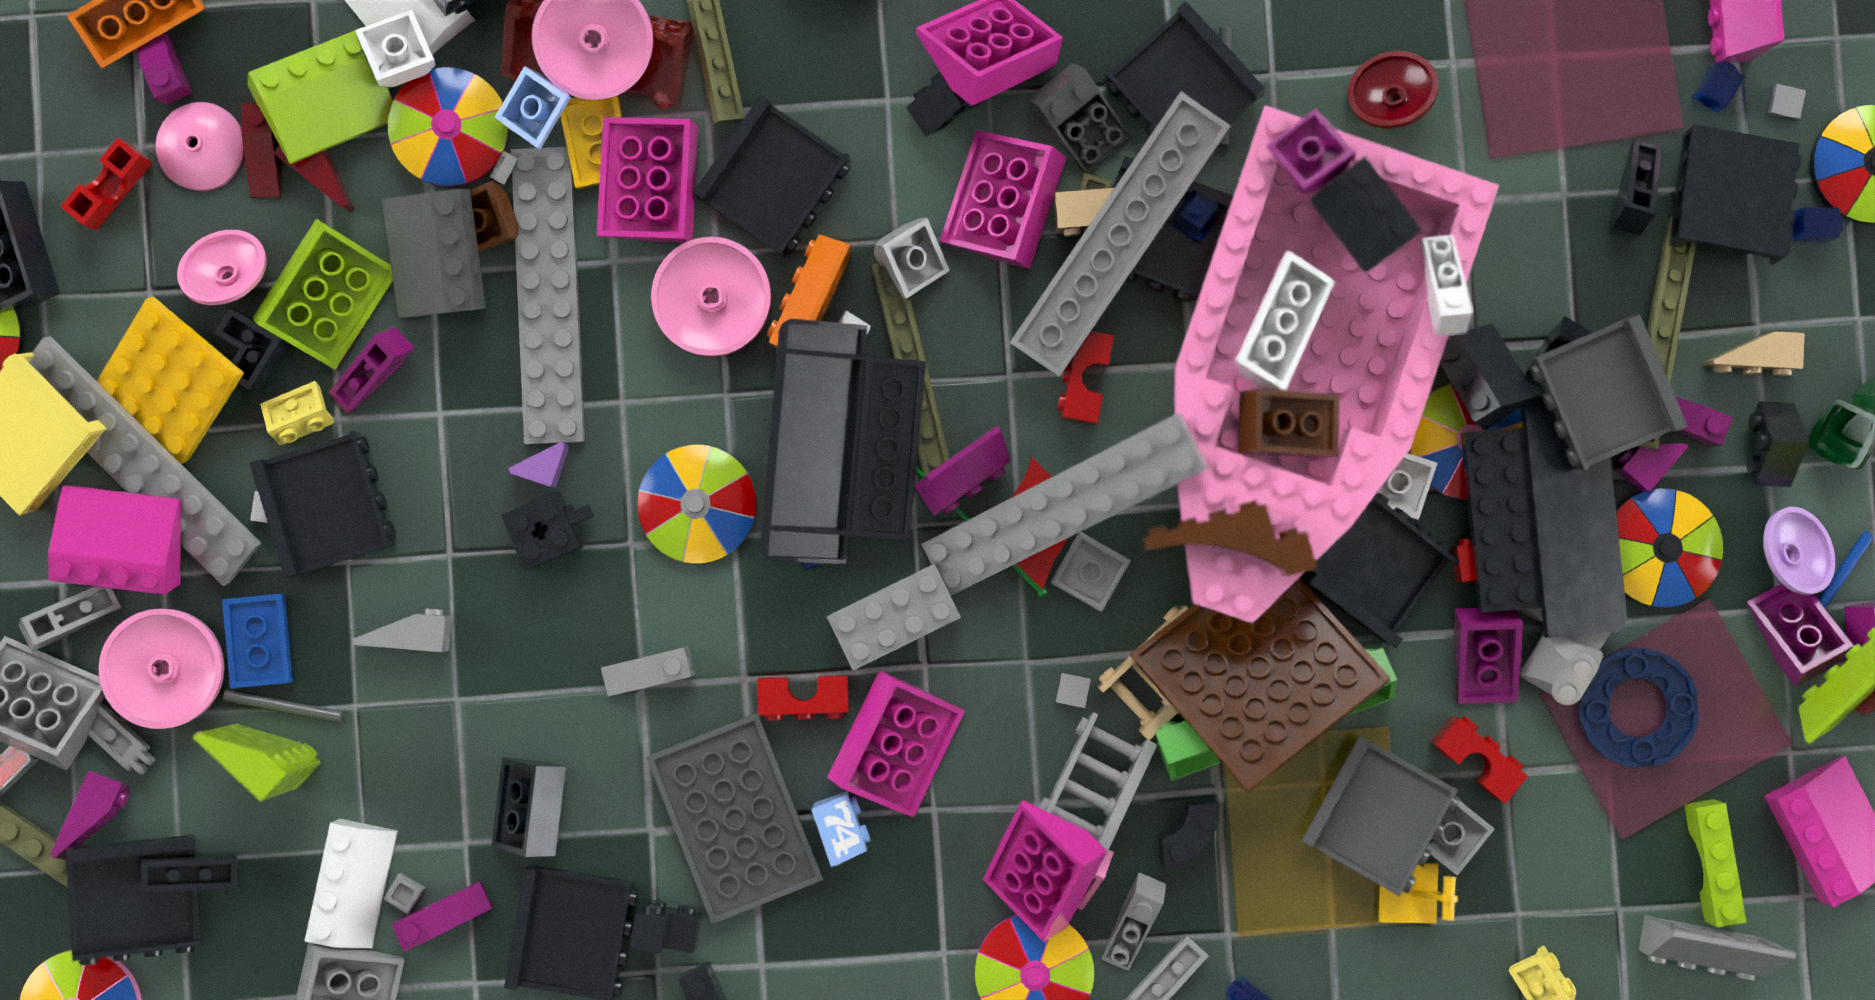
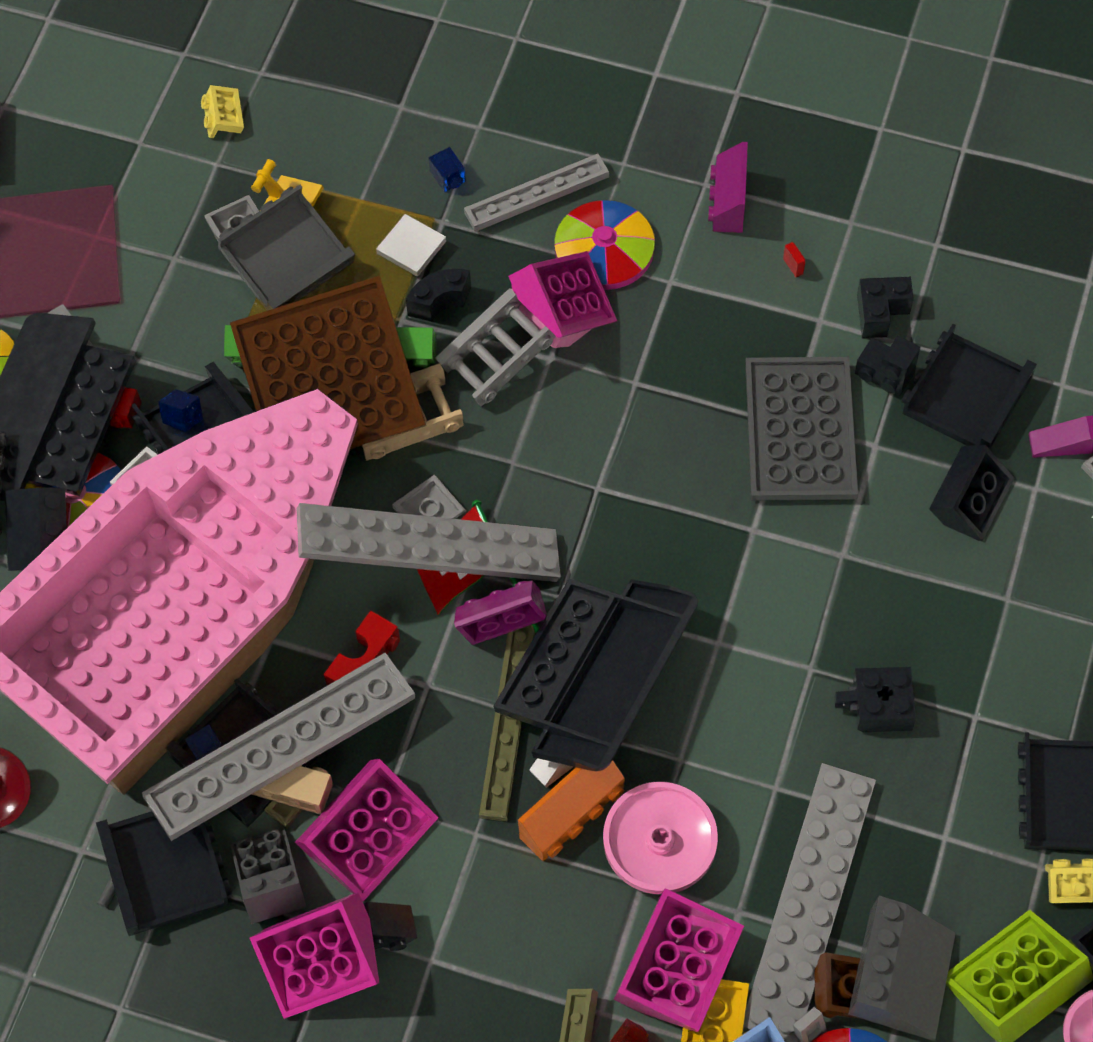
camera: 155 degrees left, 25 degrees down
(371, 368) = (993, 893): magenta slope -> none
(417, 632) = (1028, 660): light grey slope -> none
(544, 466) = (866, 753): medium lavender slope -> none
(648, 671) = (831, 559): light grey slope -> none
(697, 504) = (740, 678): dish -> none
(772, 177) = (562, 926): black panel -> none
(777, 699) = (687, 486): red arch -> none
(840, 827) = (715, 387): light blue slope -> none
(893, 617) = (607, 527): light grey brick -> none
(895, 744) = (647, 435): dark pink slope -> none
(911, 256) = (468, 807): light grey slope -> none
(1073, 690) = (484, 427): light grey tile -> none
(1134, 921) = (507, 251): light grey slope -> none
(1243, 531) = (296, 450): reddish brown arch -> none
(1248, 886) = (411, 245): none -> white tile
(1284, 323) = (178, 597): white slope -> none
(1288, 423) = (216, 525): reddish brown slope -> none
(1311, 152) = (87, 716): magenta slope -> none
(1365, 214) = (69, 651): black slope -> none
(1401, 572) = (180, 410): none -> clear blue brick
(1446, 286) = (33, 572): white slope -> none
(1487, 655) = (148, 335): magenta slope -> none
(1500, 774) = (197, 285): red arch -> none
(1562, 667) = (93, 300): light grey slope -> none
(1680, 716) = (42, 233): dark blue plate -> none
(1711, 948) = (87, 91): light grey slope -> none
(1721, 888) = (45, 160): lime arch -> none

